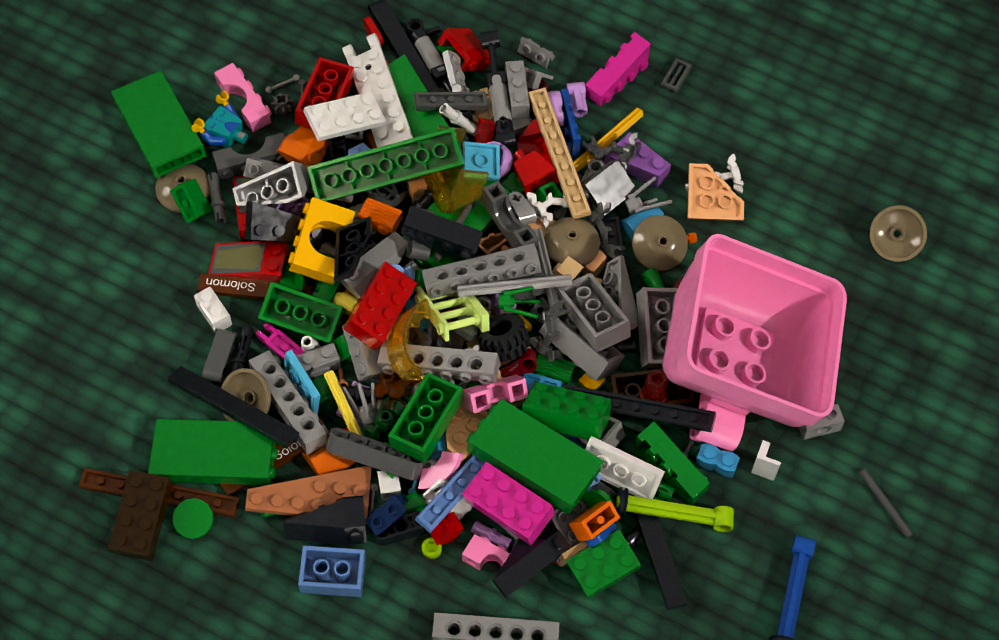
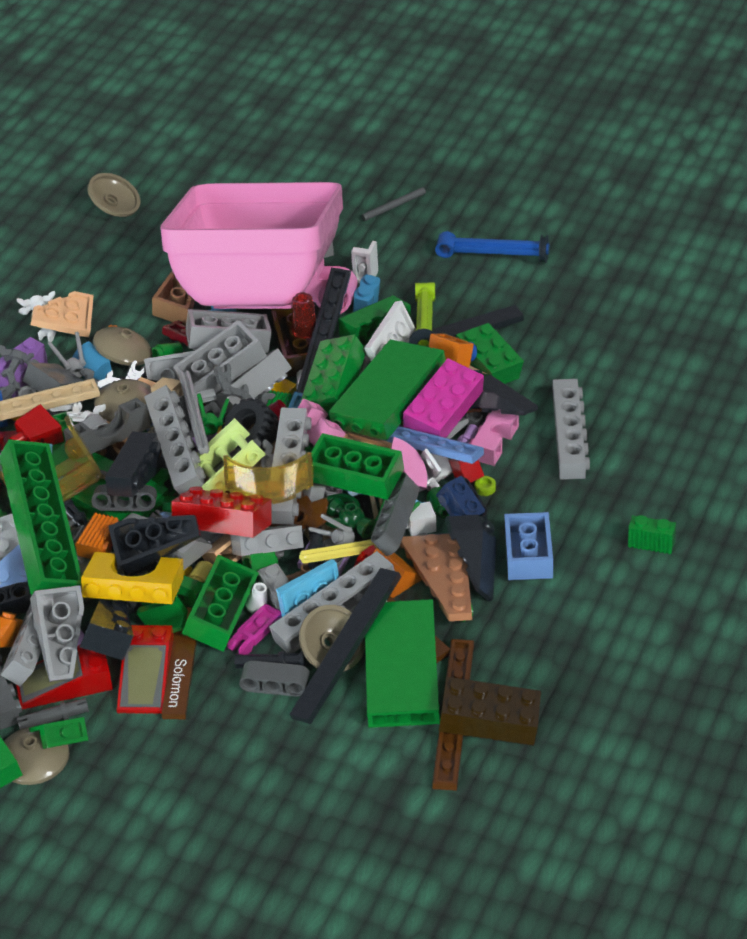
camera: 90 degrees left, 20 degrees down
(193, 518) = (483, 668): green tile -> none
(212, 309) = (214, 691): white brick -> none

